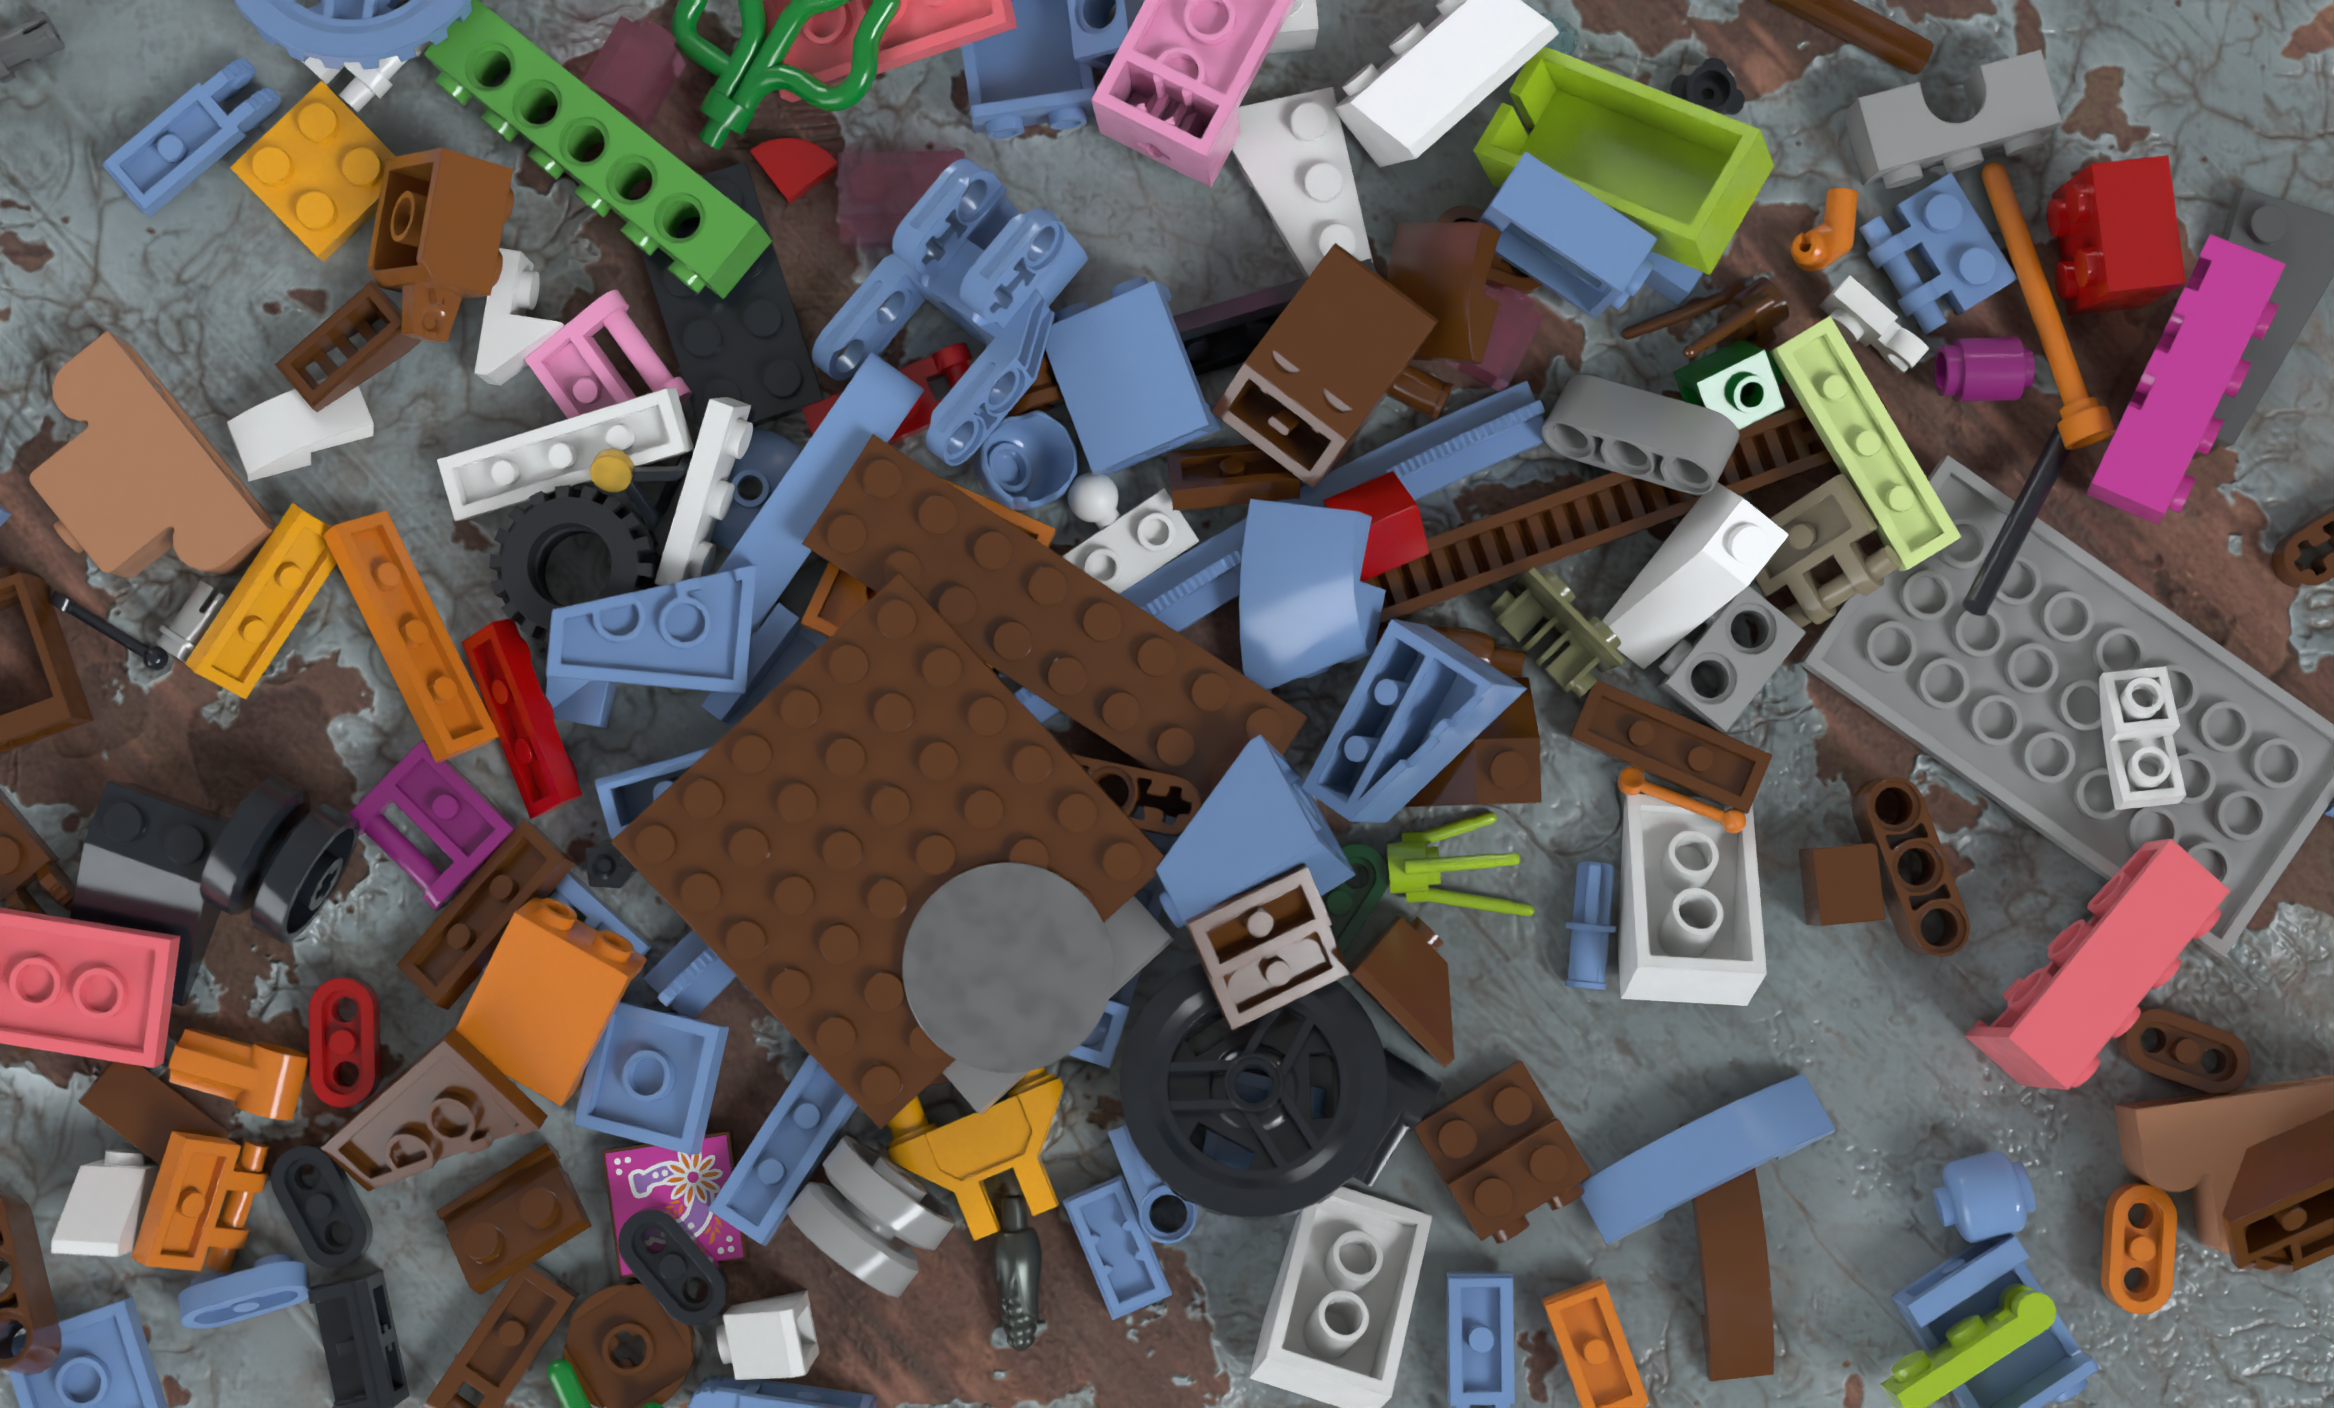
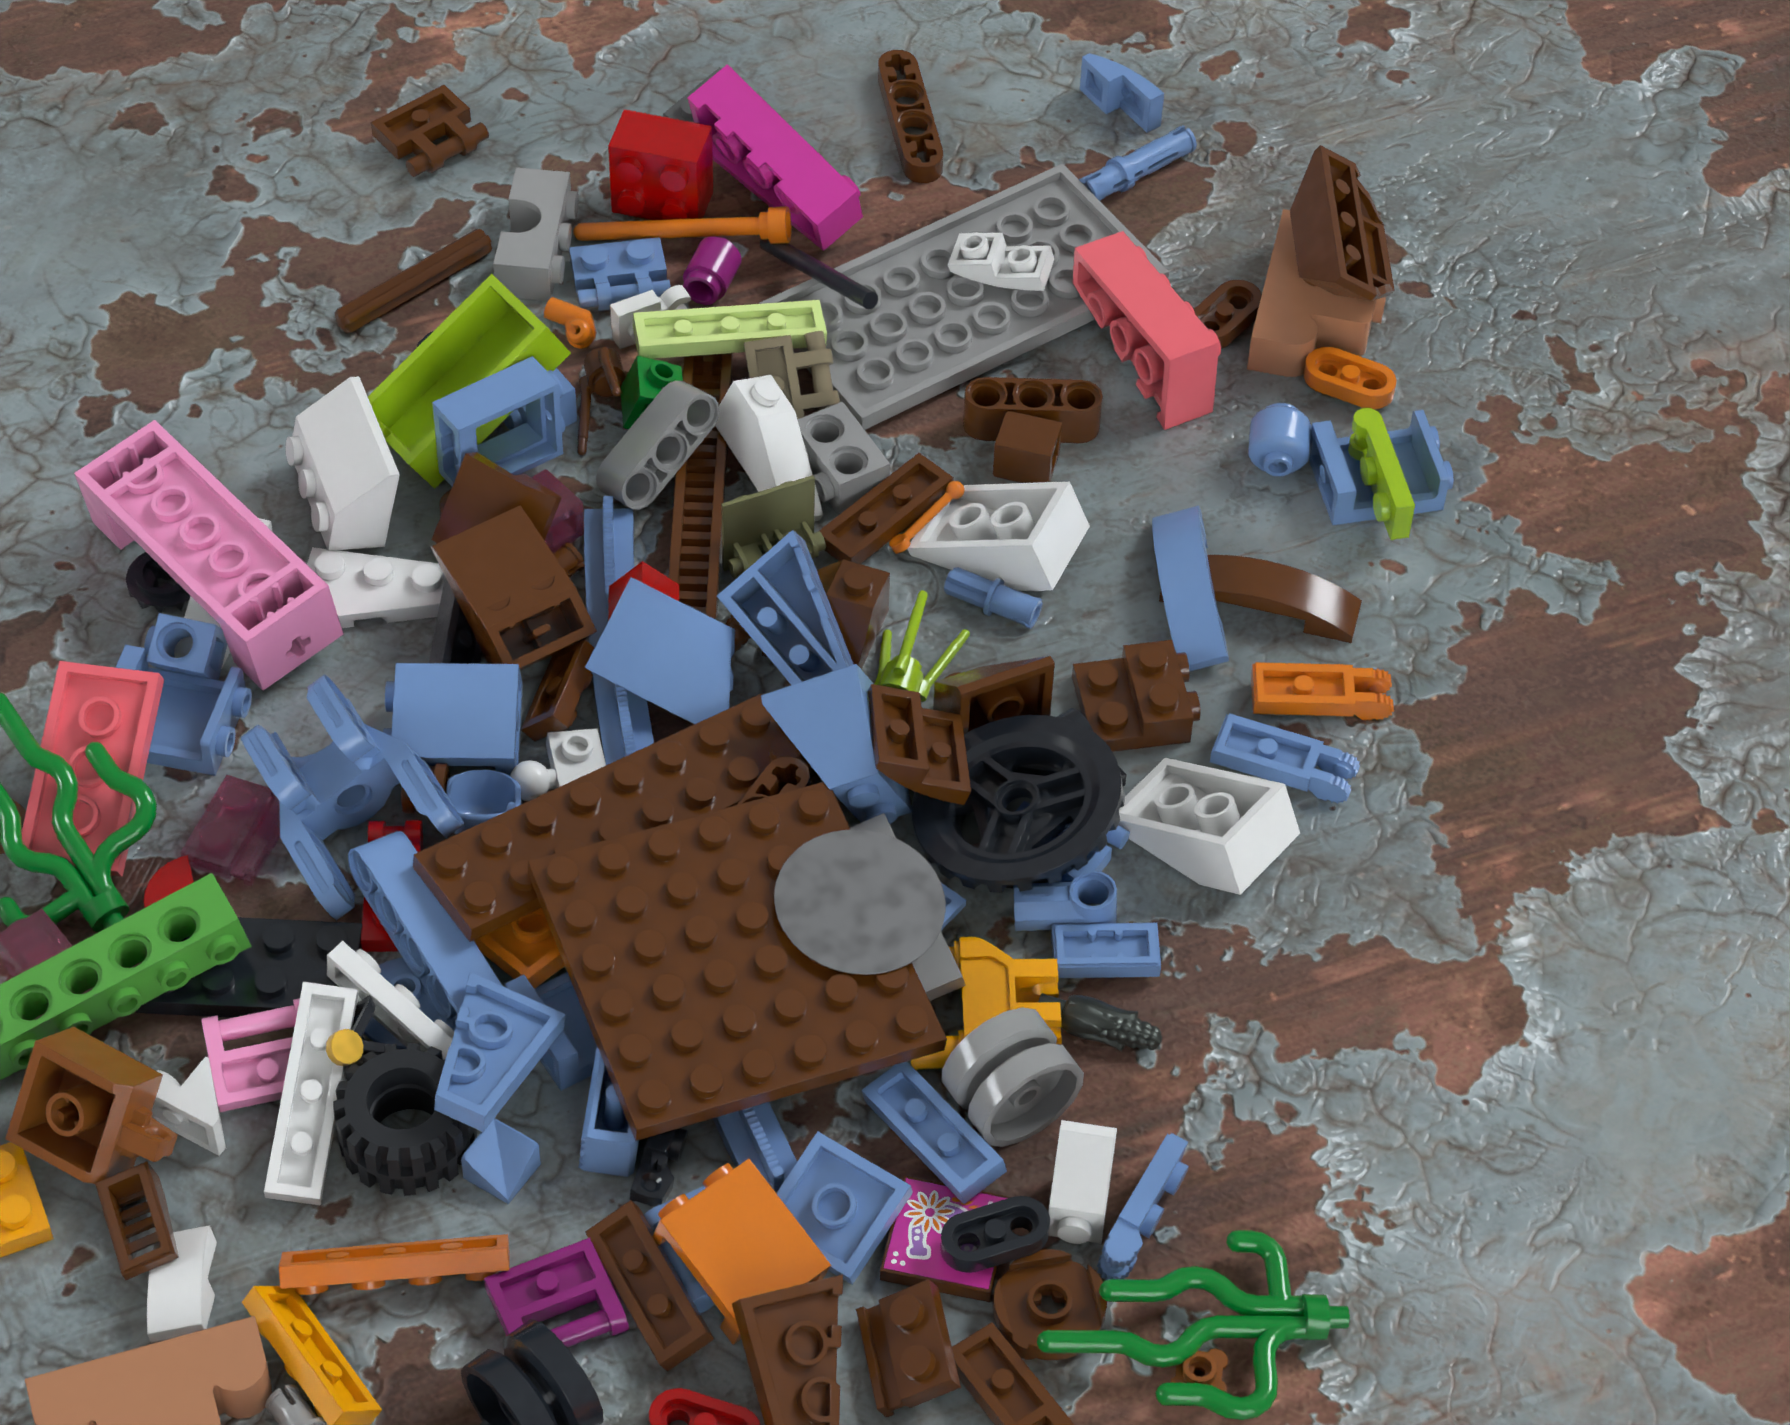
camera: 60 degrees left, 35 degrees down
(522, 718) = (502, 1205): red plate -> none

